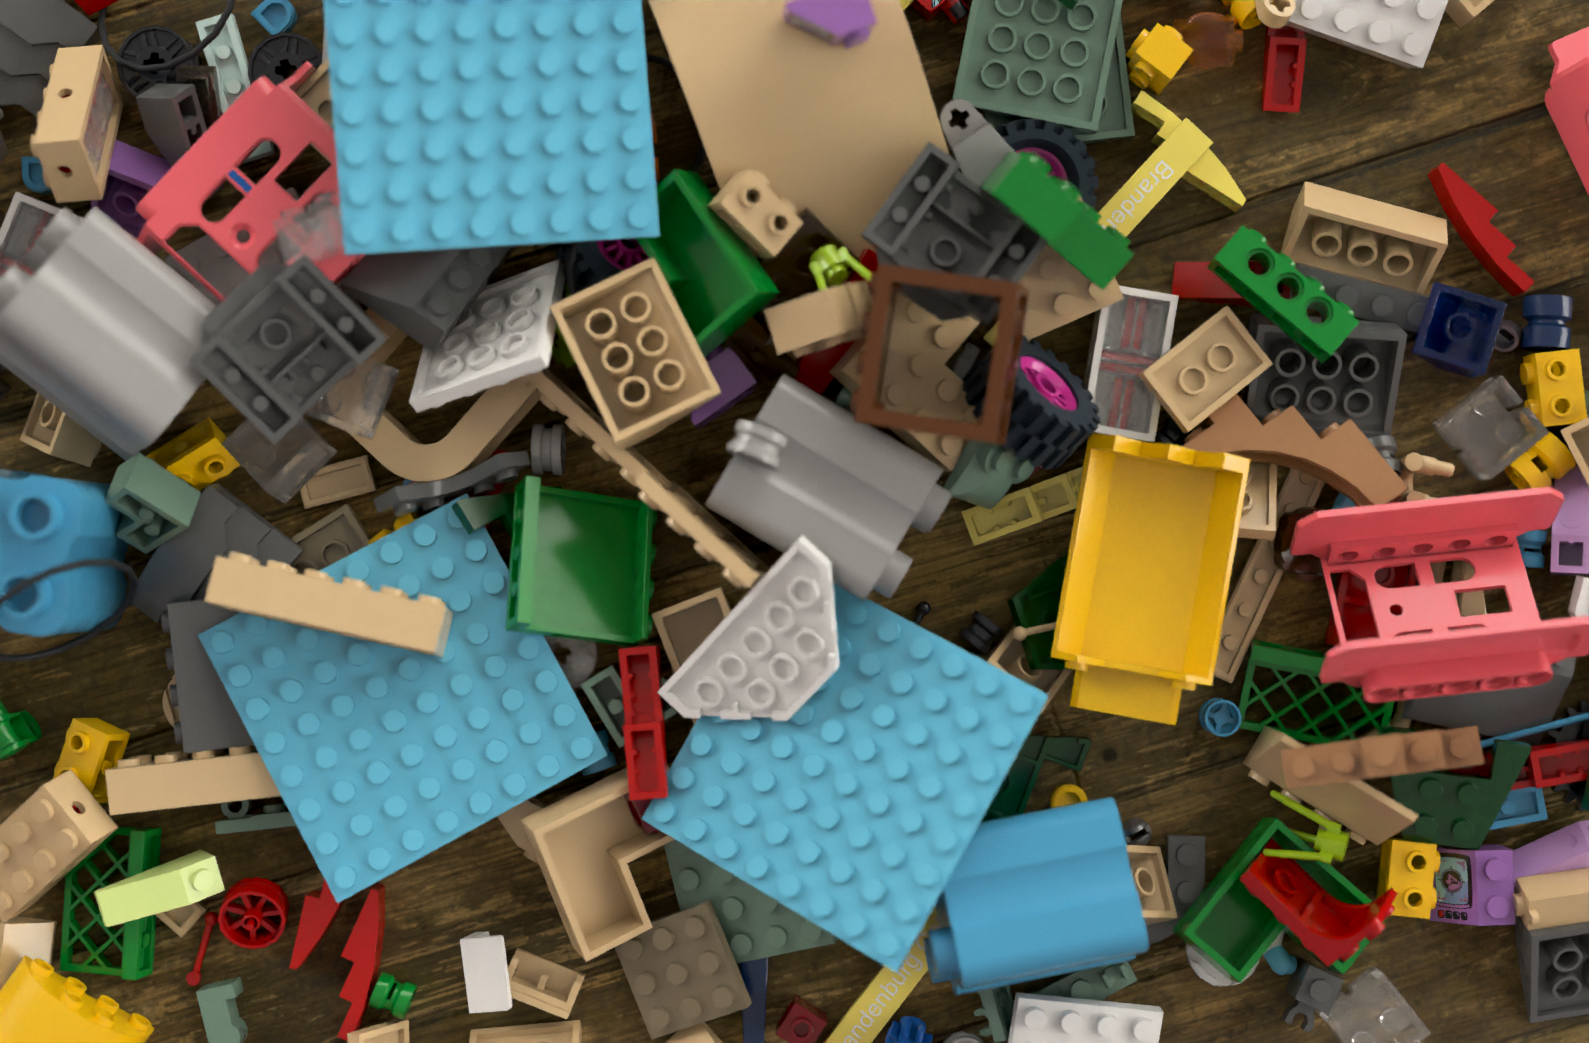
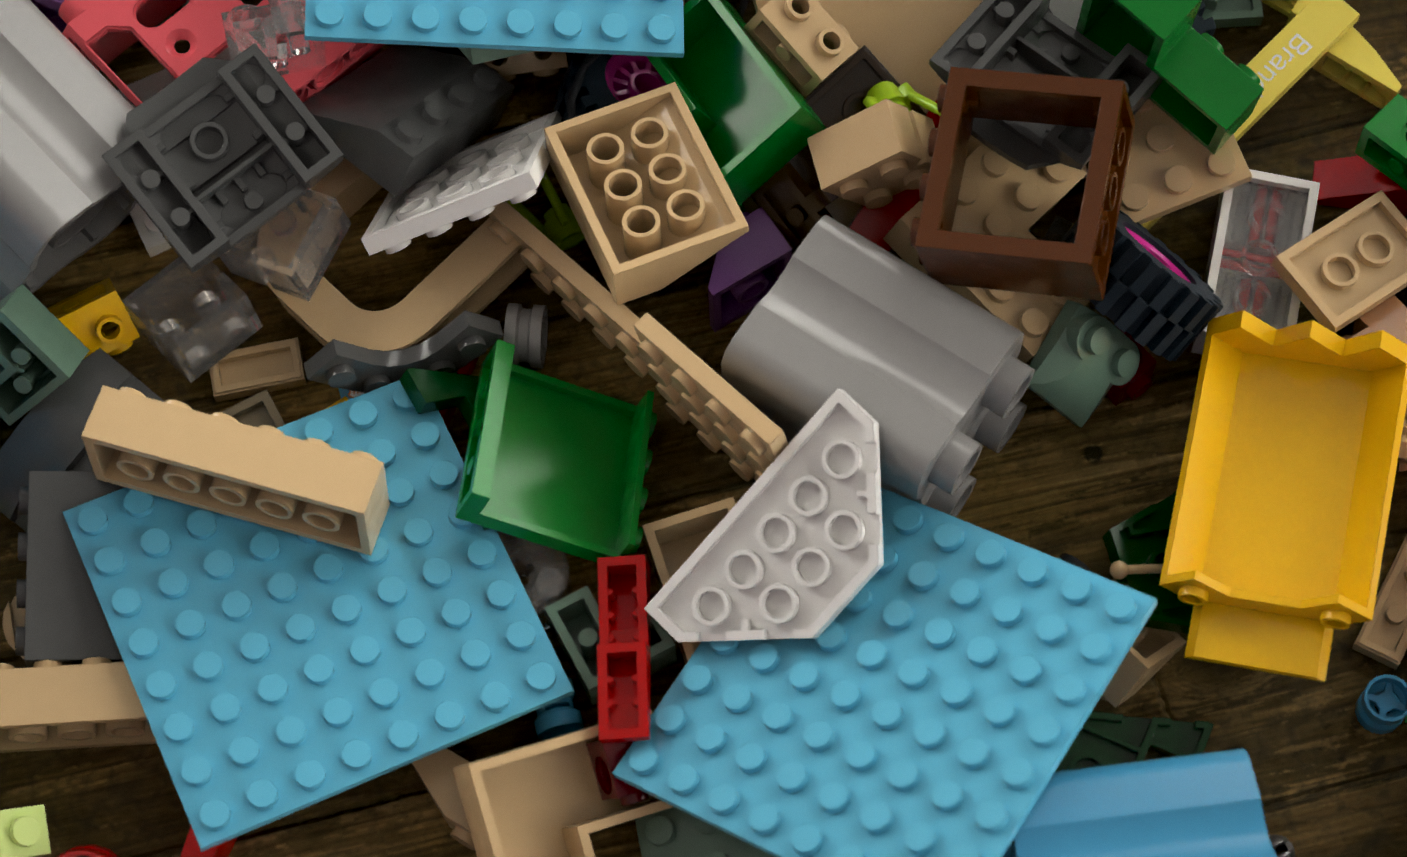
camera: 10 degrees right, 20 degrees down
(272, 816) = (91, 773): sand green plate -> none
(757, 444) = (791, 276): light grey wheel -> none
(1024, 507) = (1122, 436): light yellow slope -> none

